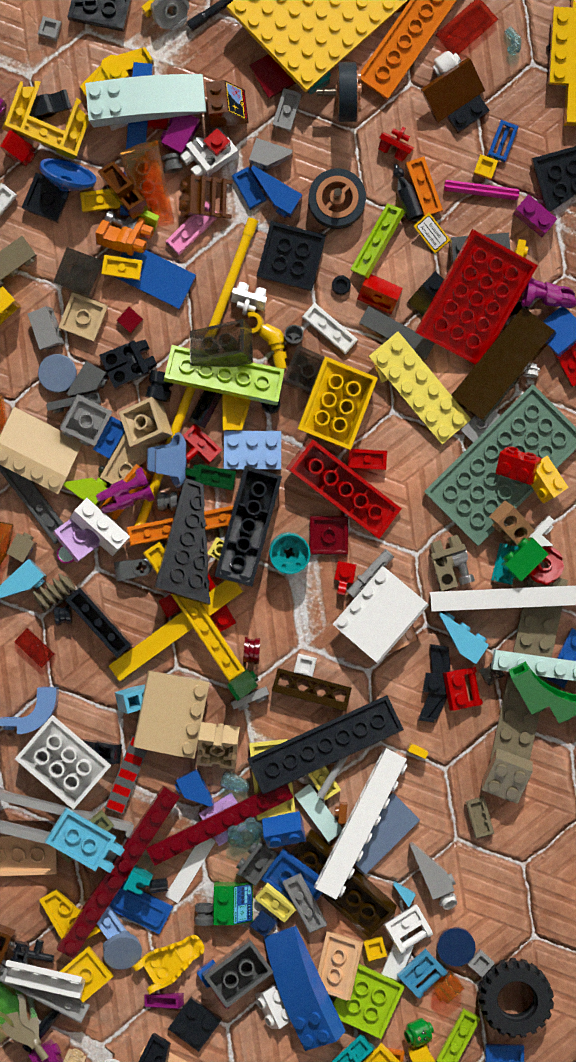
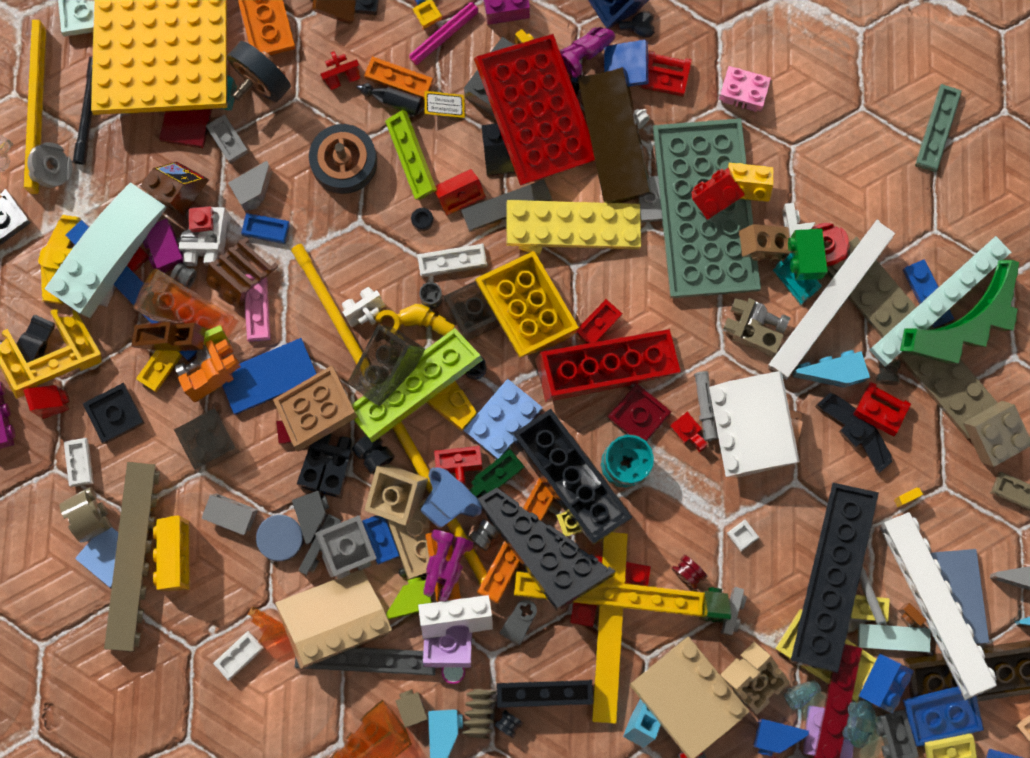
camera: 50 degrees left, 10 degrees down
(67, 174) = (111, 375): blue dish -> none
(83, 317) = (249, 470): tan plate -> none
(122, 267) = (236, 397): yellow plate -> none
(156, 325) = (315, 408): none -> medium nougat plate
(205, 408) = (428, 428): black plate -> none
(280, 195) = (296, 205): blue slope -> none
(291, 256) = (358, 240): black plate -> none
(304, 903) = (973, 722): light grey tile -> none
(308, 696) = (775, 555): dark brown fence -> none

